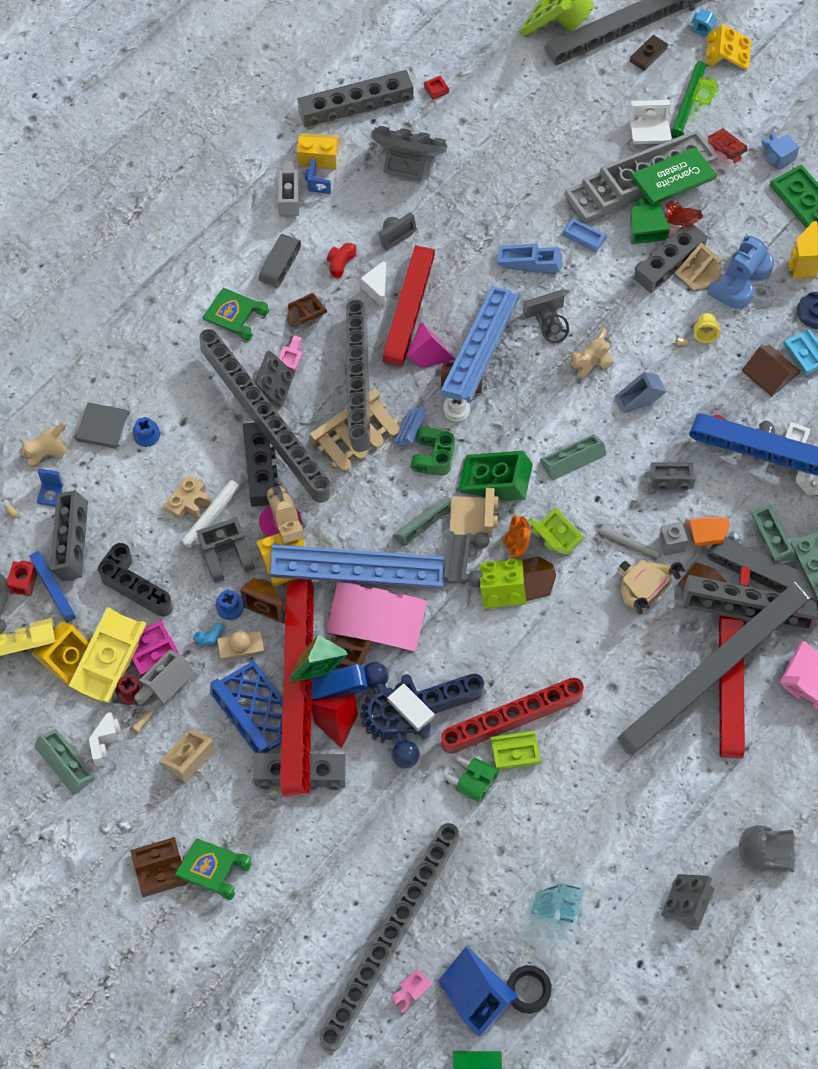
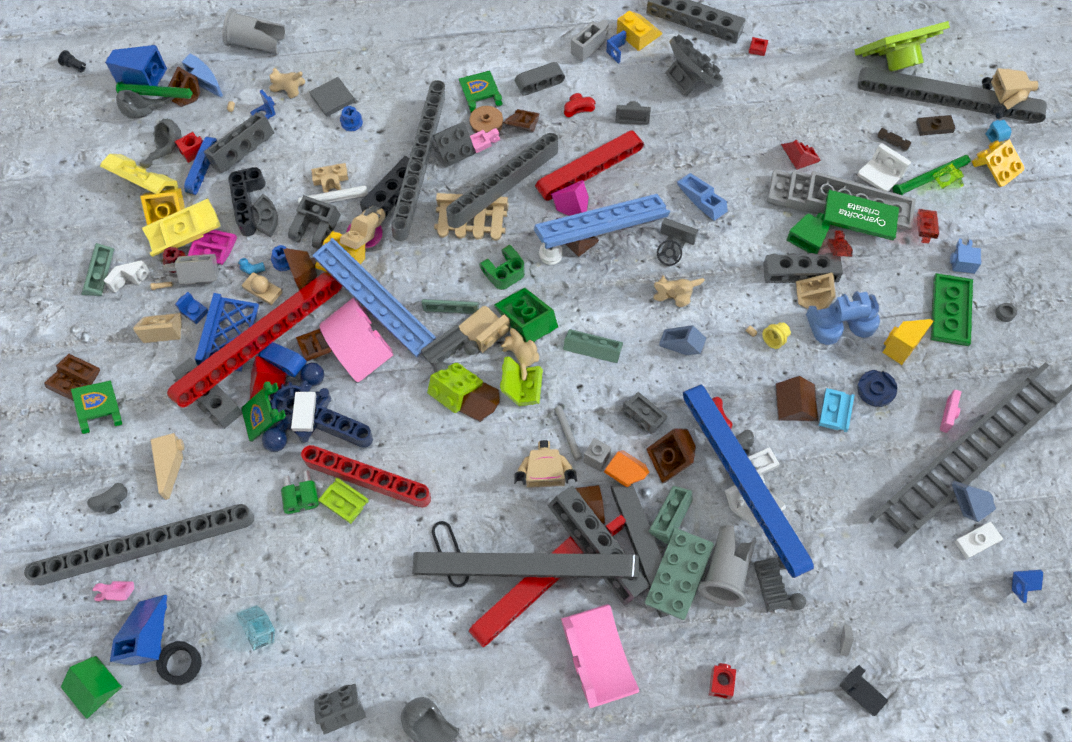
camera: 45 degrees right, 0 degrees up
(167, 580) = (267, 214): none -> dark grey tile
(198, 716) = (191, 308): none -> blue bracket
(265, 342) = (486, 119): none -> medium nougat plate
(317, 659) = (270, 327): slope -> none
(319, 929) = (109, 500): none -> dark grey piece
(328, 850) = (167, 461): none -> tan slope
(368, 745) = (258, 412): none -> green flag
(375, 284) = (584, 136): white slope -> none
(410, 426) = (506, 239): medium blue tile -> none
(517, 537) = (493, 365): orange dish -> none
(529, 506) = (524, 351): none -> tan animal
(569, 161) = (800, 155): none -> red slope
(584, 235) = (758, 209): medium blue tile -> none
(629, 89) = (894, 139): none -> dark brown axle
(639, 705) = (456, 545): none -> black piece
(728, 489) = (672, 453): none -> reddish brown slope

